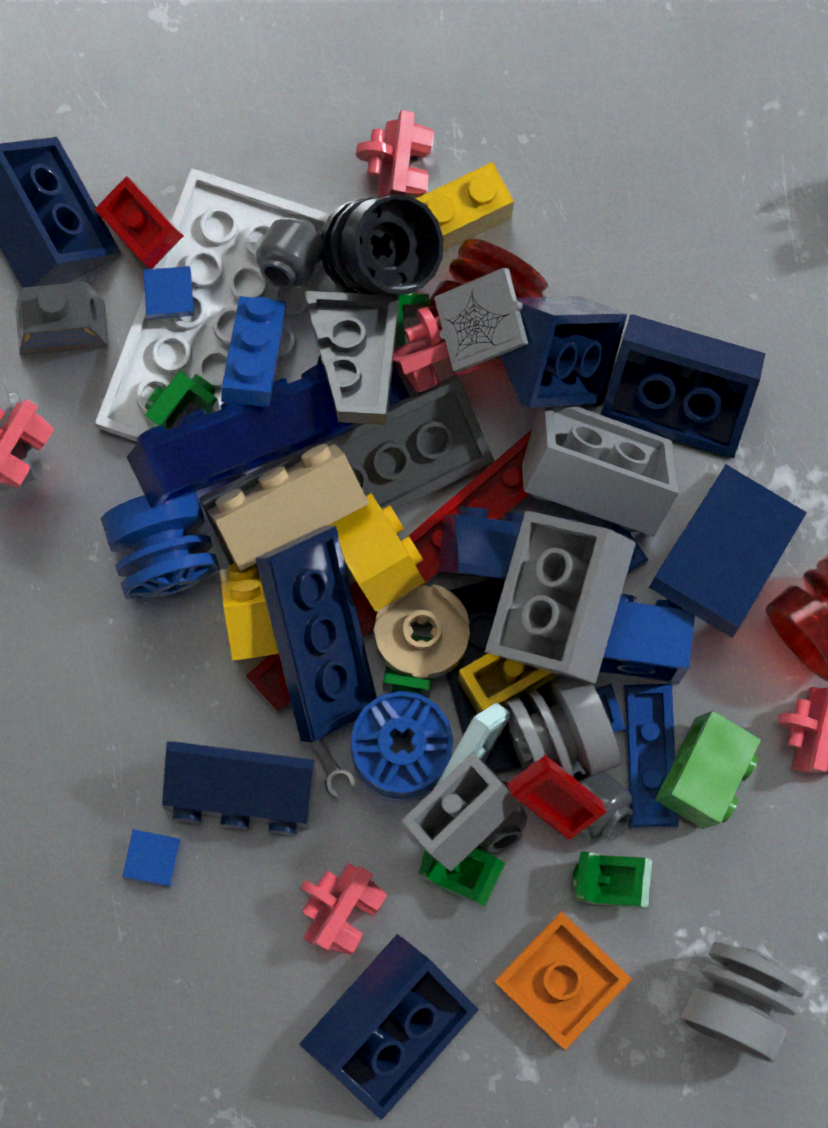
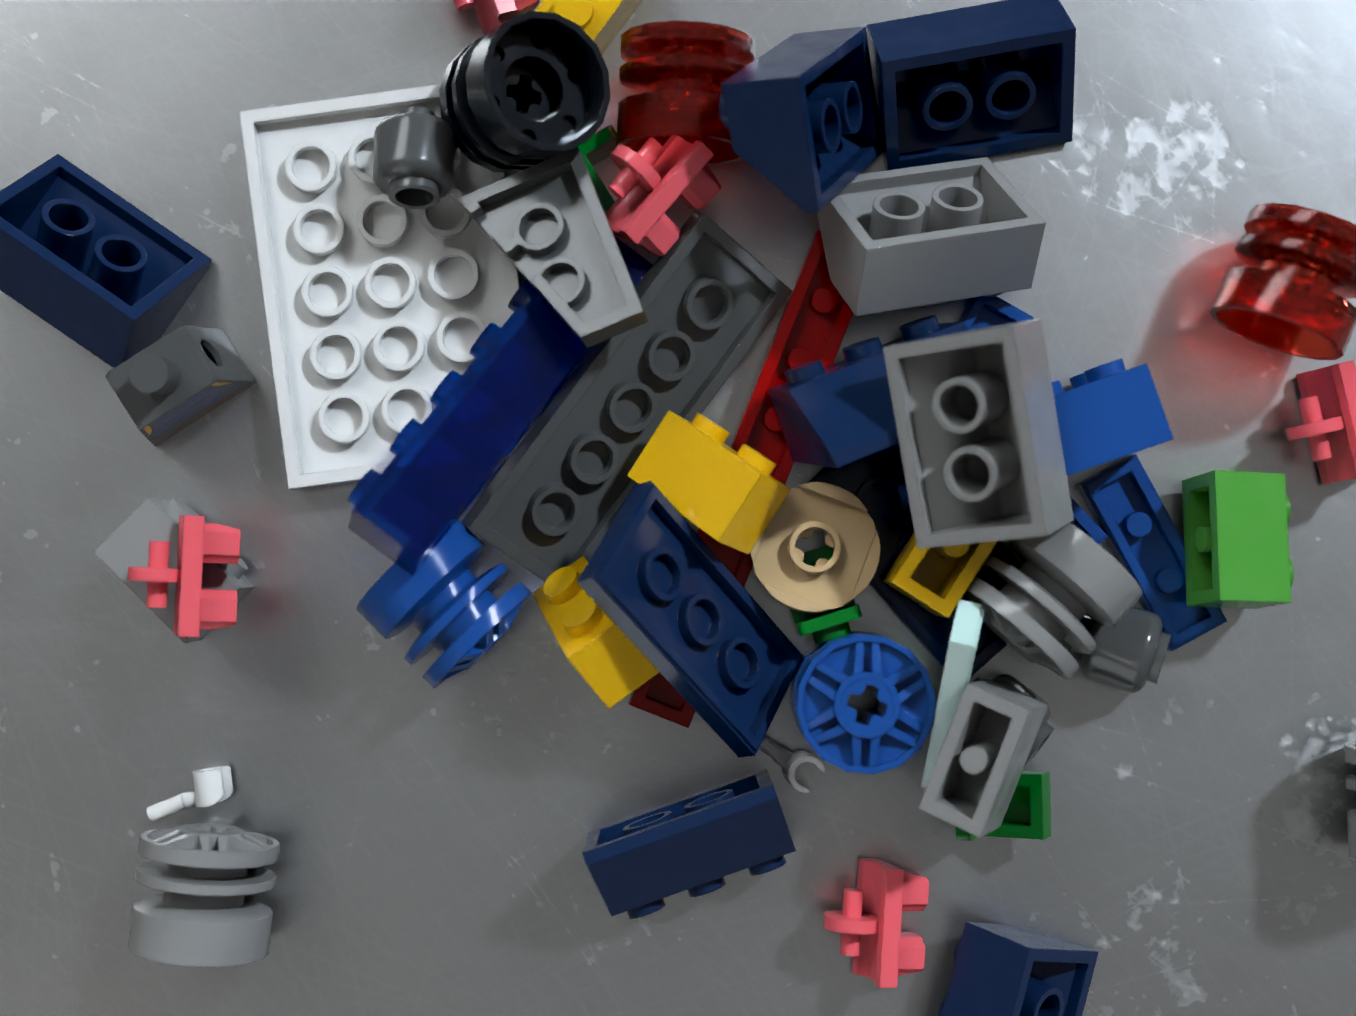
camera: 20 degrees left, 10 degrees up
(139, 222) = (211, 213): red plate -> none
(151, 858) = (628, 971): blue tile -> none
(168, 292) = (292, 283): blue tile -> none
(169, 403) = (365, 423): green bracket -> none
(253, 351) = (436, 310): blue plate -> none
(287, 504) = (576, 481): tan brick -> none
(481, 320) = (702, 127): light grey piece -> none
(556, 797) = (1090, 680): red tile -> none
(562, 981) = (1183, 874): orange plate -> none
(612, 880) = (1185, 726): green bracket -> none
(728, 551) = (1138, 265): dark blue tile -> none

